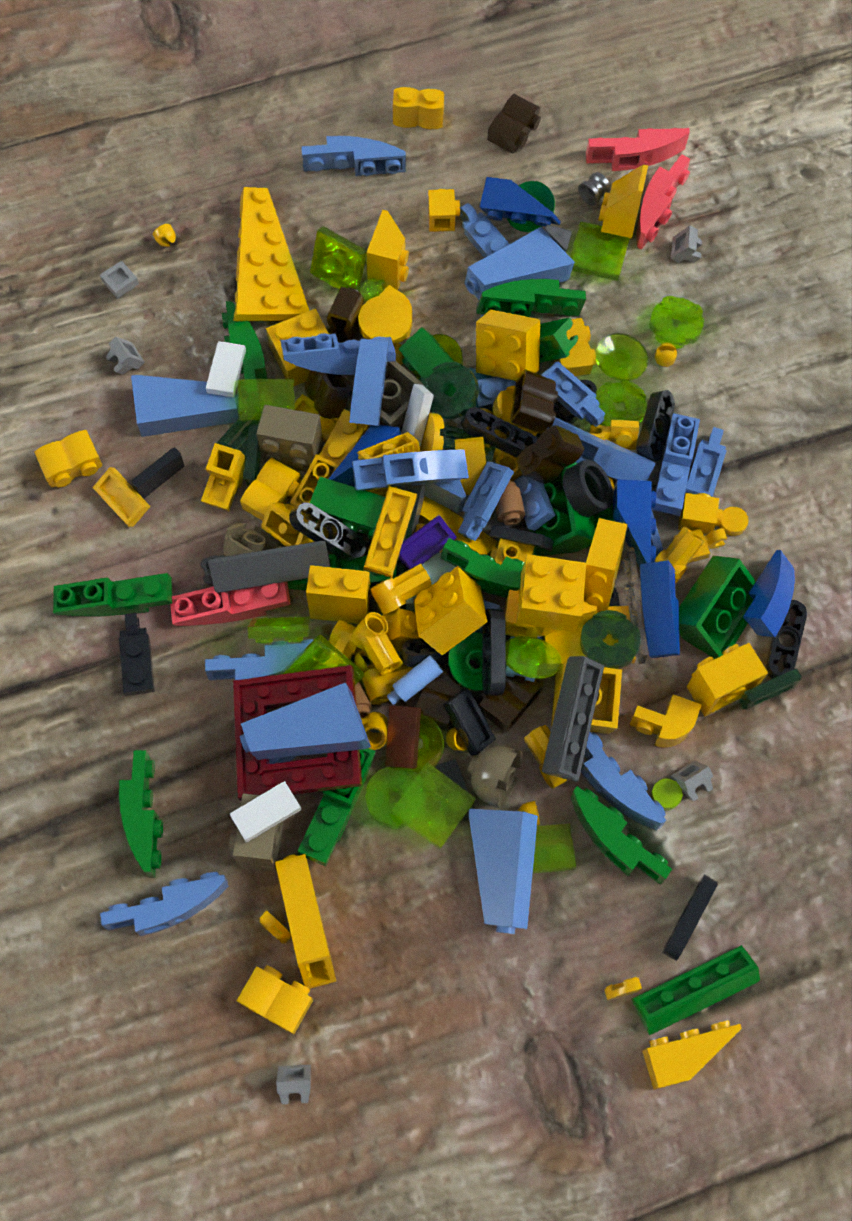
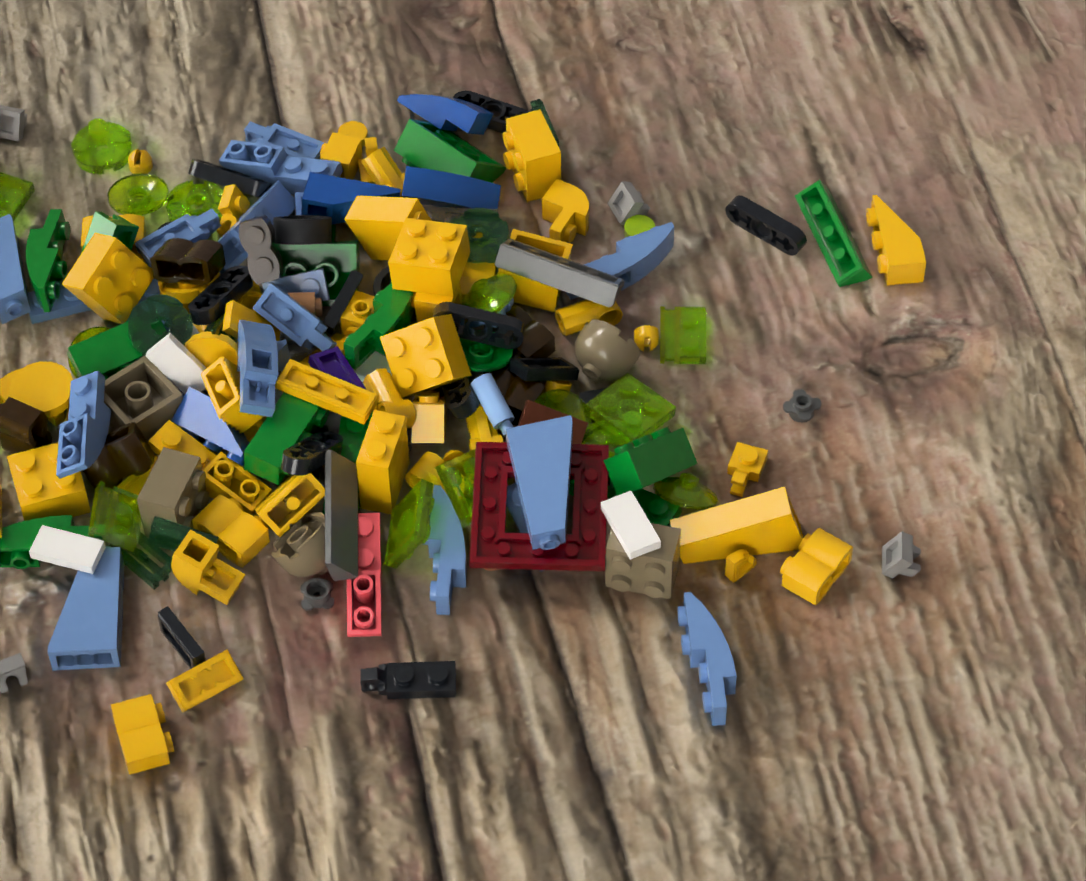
camera: 80 degrees left, 15 degrees down
(111, 597) = (334, 690): green slope -> none
(141, 825) = (616, 679): green slope -> none
(334, 867) = (686, 492): none -> clear neon green dish
(359, 827) = (649, 459): none -> green brick
(369, 382) = (135, 396): medium blue slope -> none
(372, 637) = (438, 432): yellow piece -> none
(394, 924) = (745, 465): none -> yellow plate
(470, 981) = (798, 412): none -> dark grey plate
(504, 865) = (695, 355): medium blue slope -> none
(605, 830) = (677, 276): green slope -> none
(625, 988) = (828, 284): yellow tile -> none

